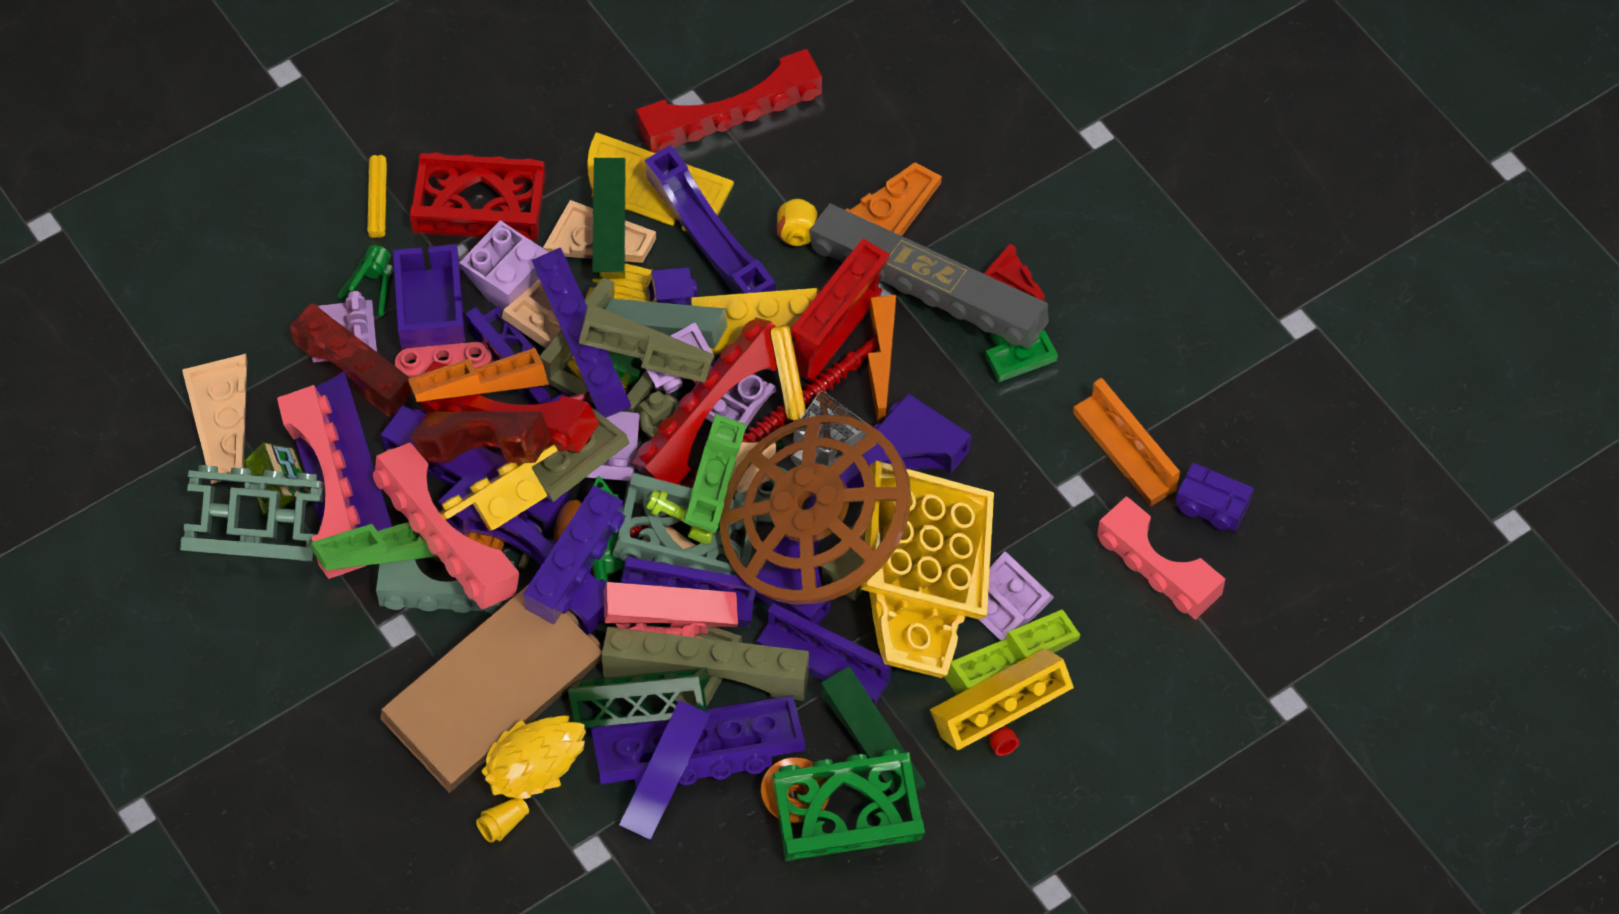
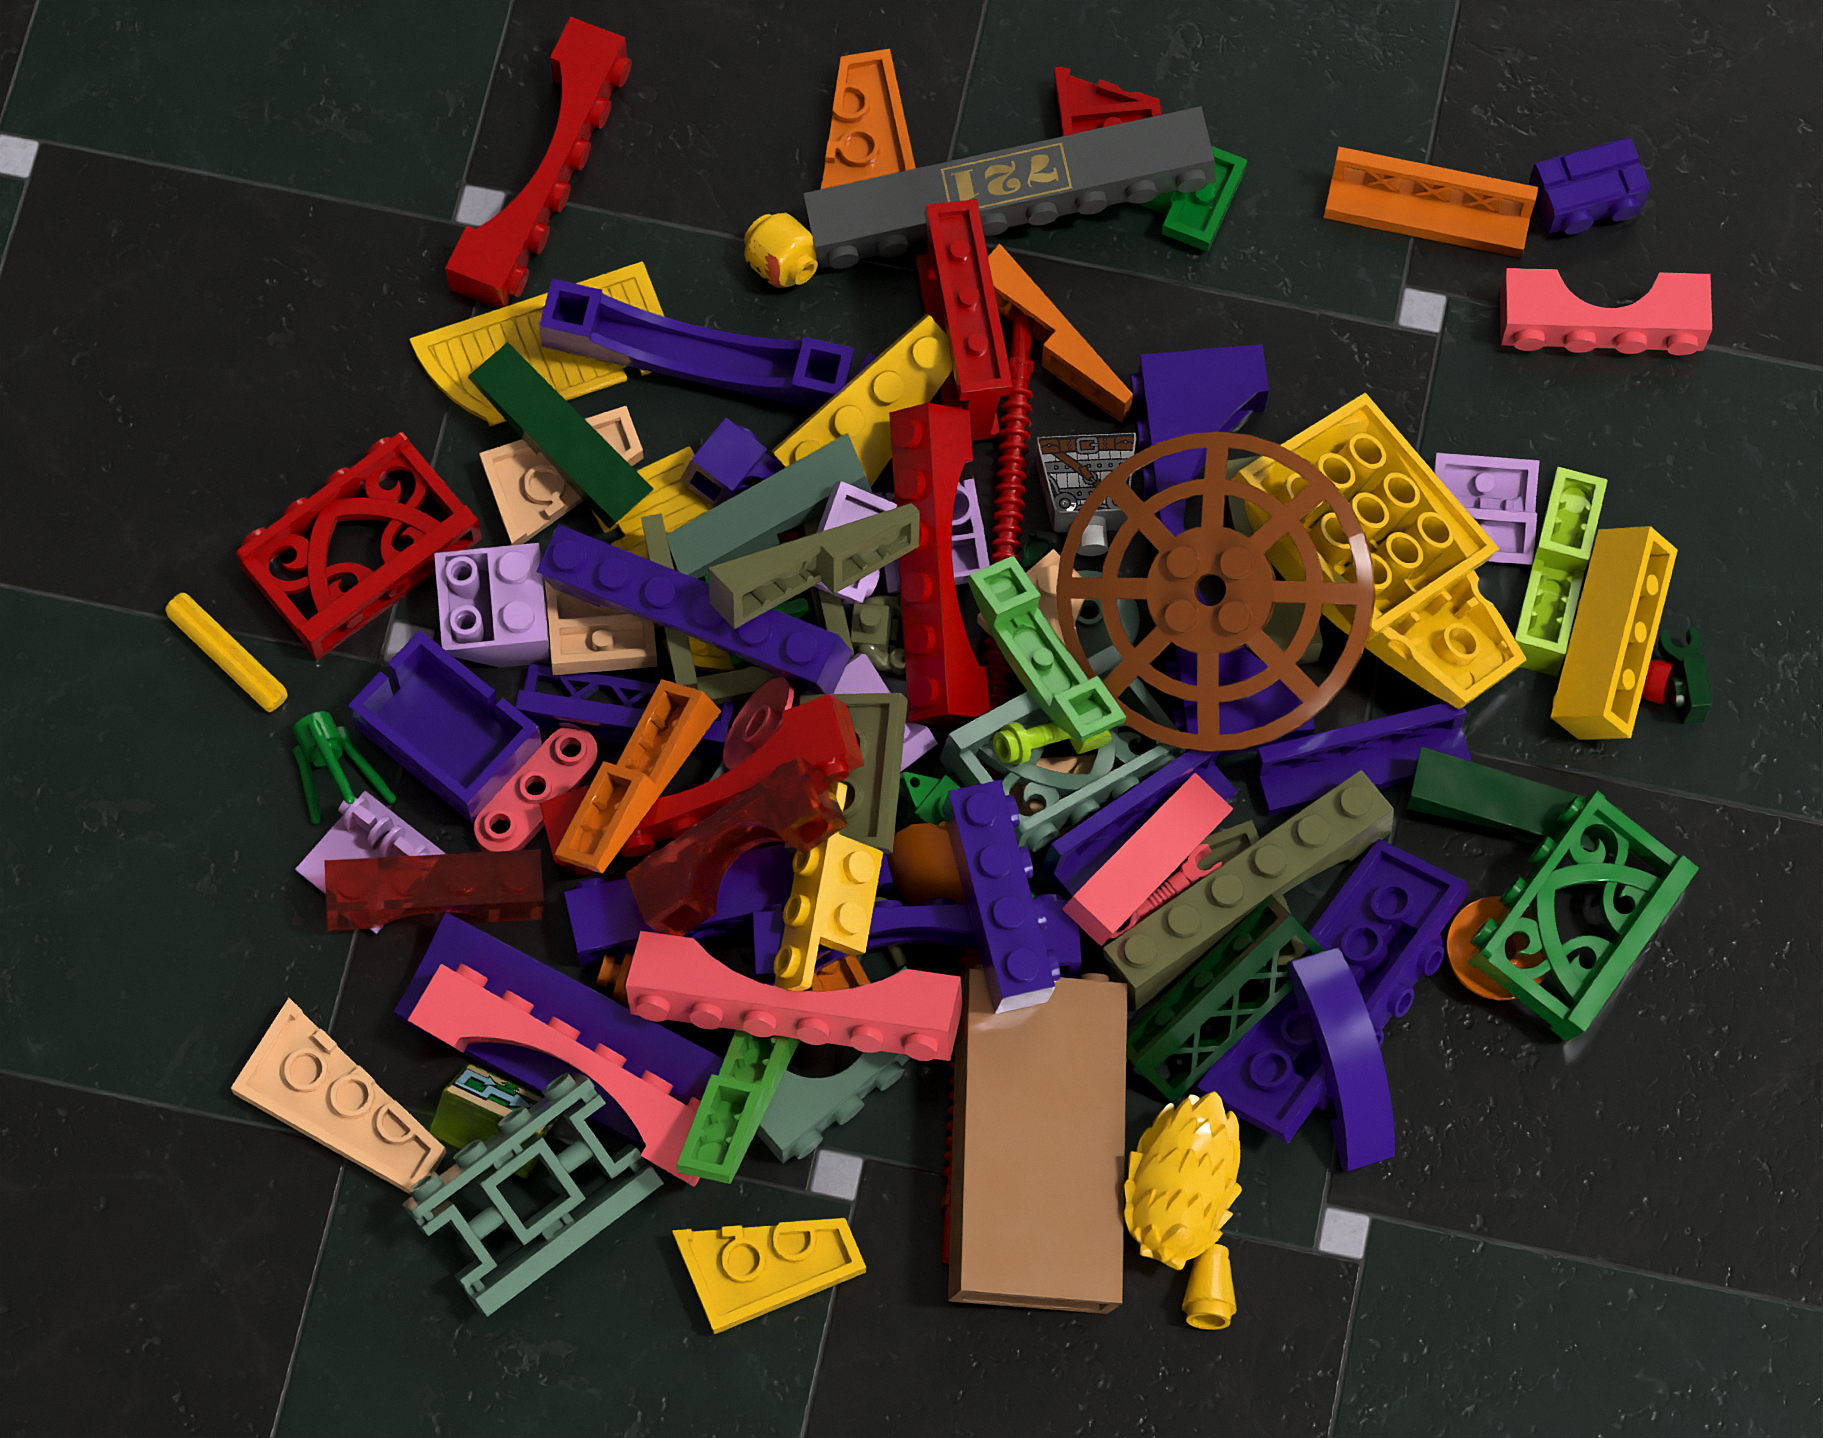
camera: 45 degrees left, 10 degrees up
(319, 637) = (766, 1267): none -> yellow wing
(788, 372) = (991, 448): yellow axle -> none
(1016, 755) = (1690, 684): none -> dark green plate

